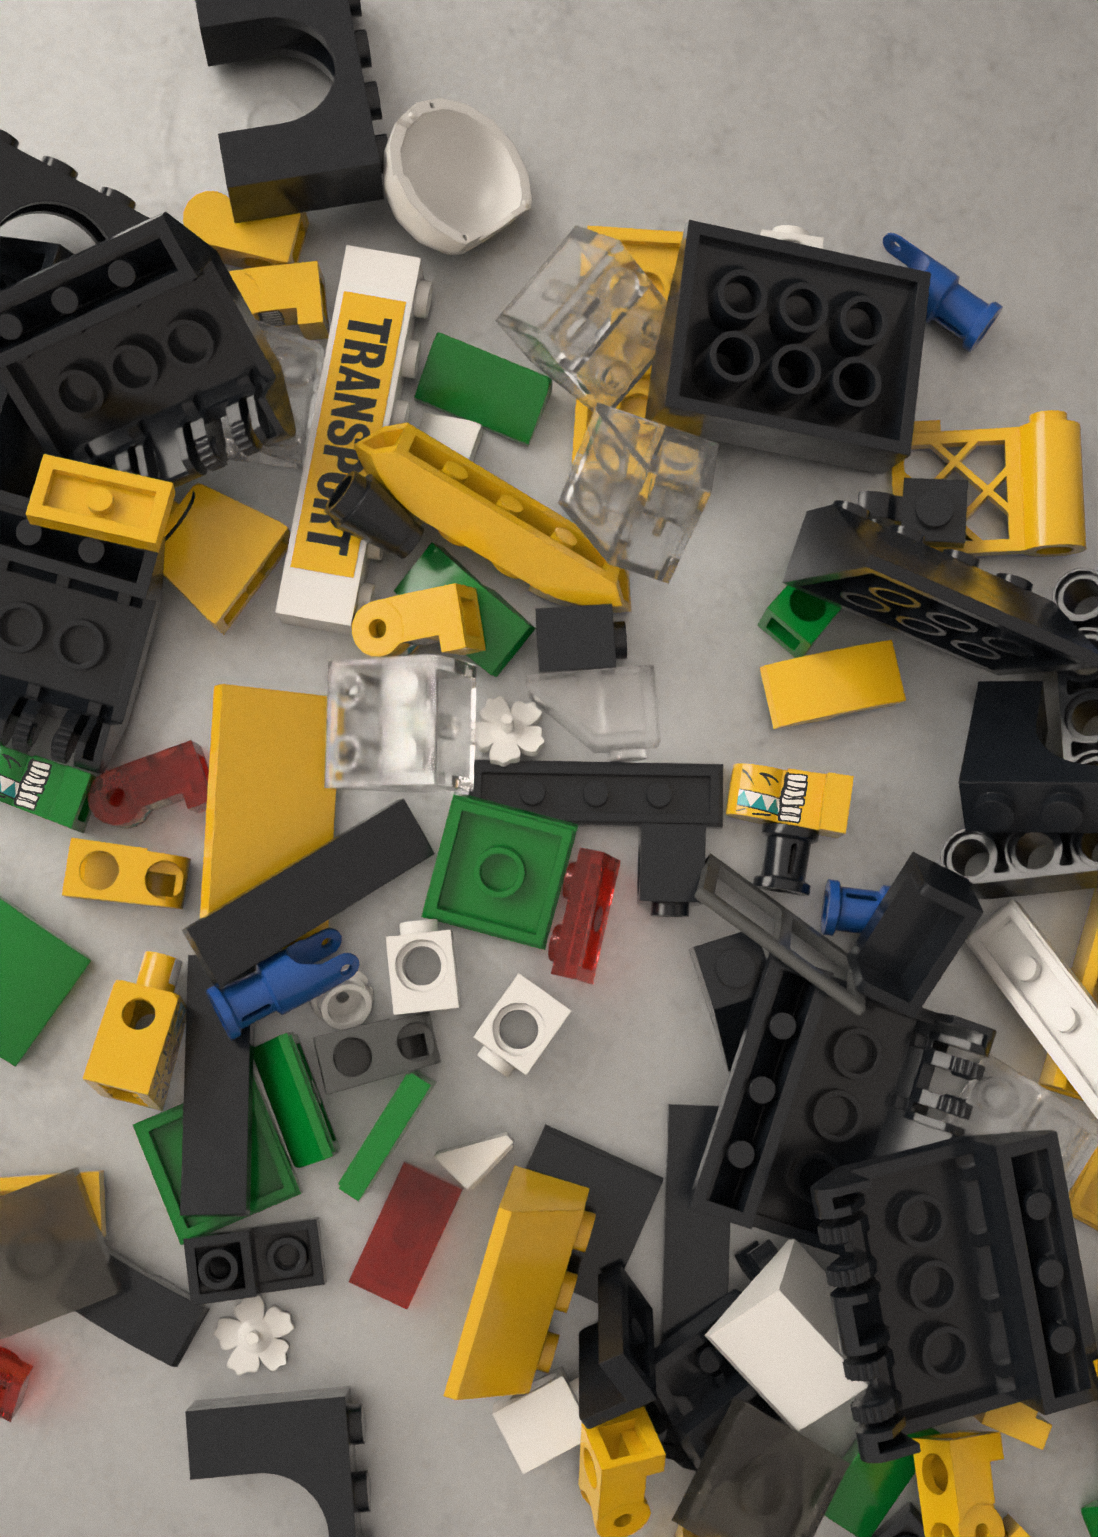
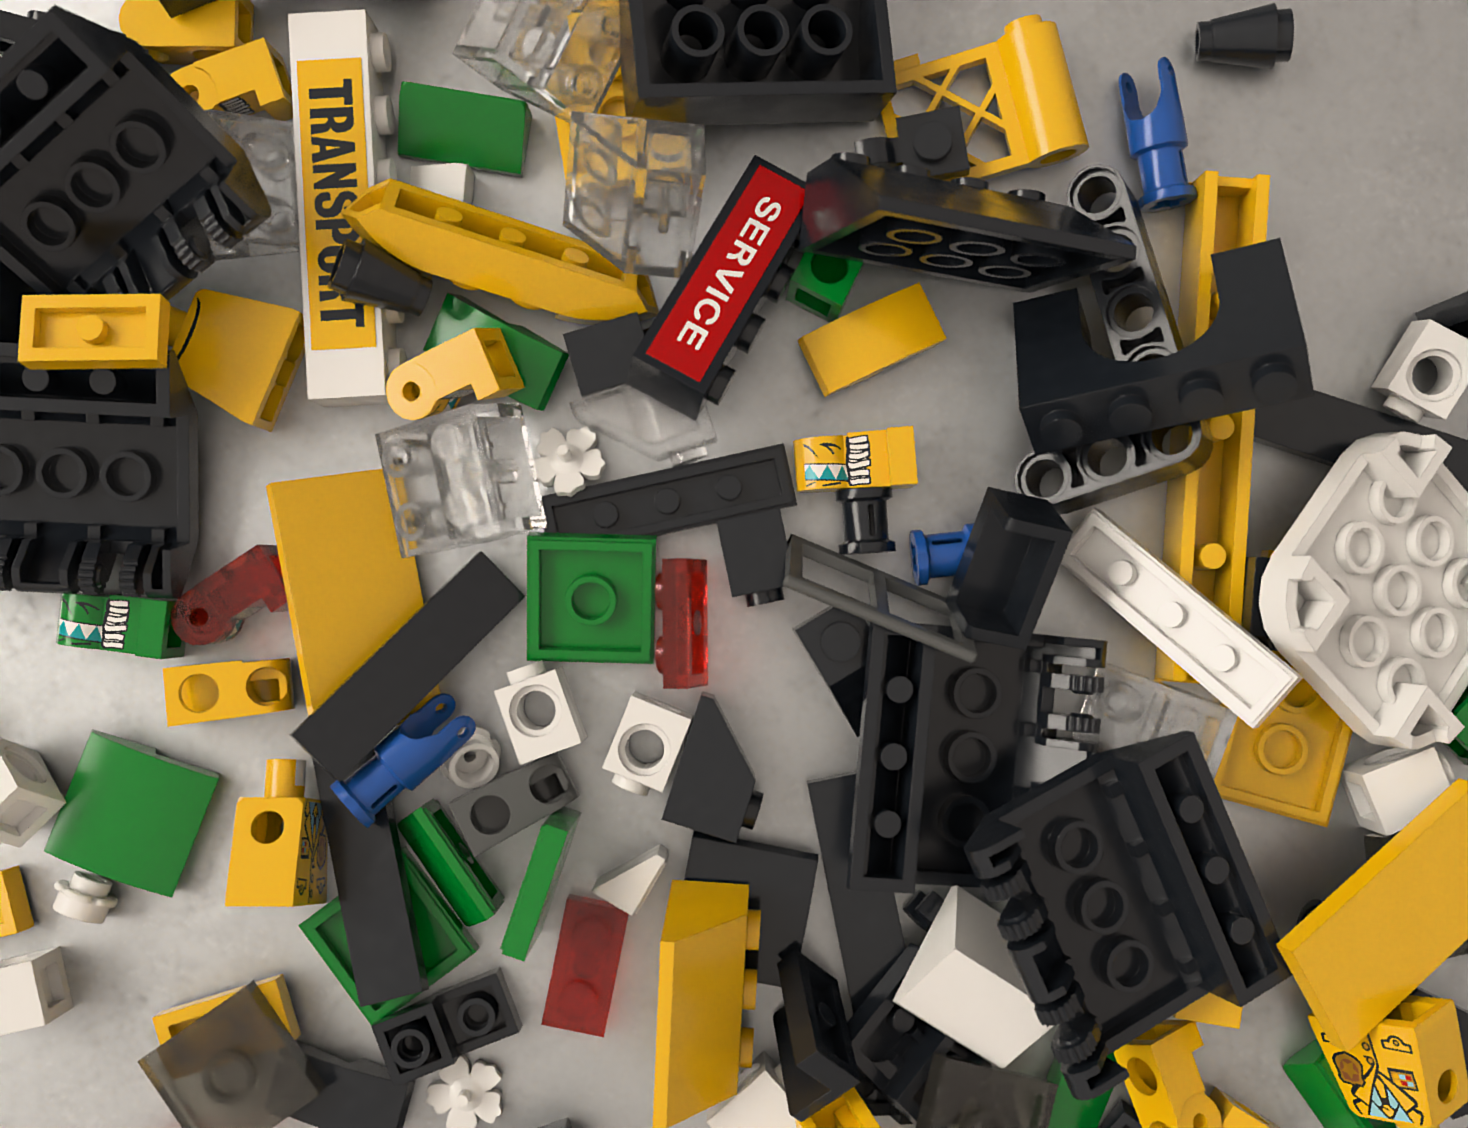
camera: 15 degrees left, 5 degrees up
(578, 1075) = (713, 778): none -> black slope
(699, 604) = (721, 293): none -> brick

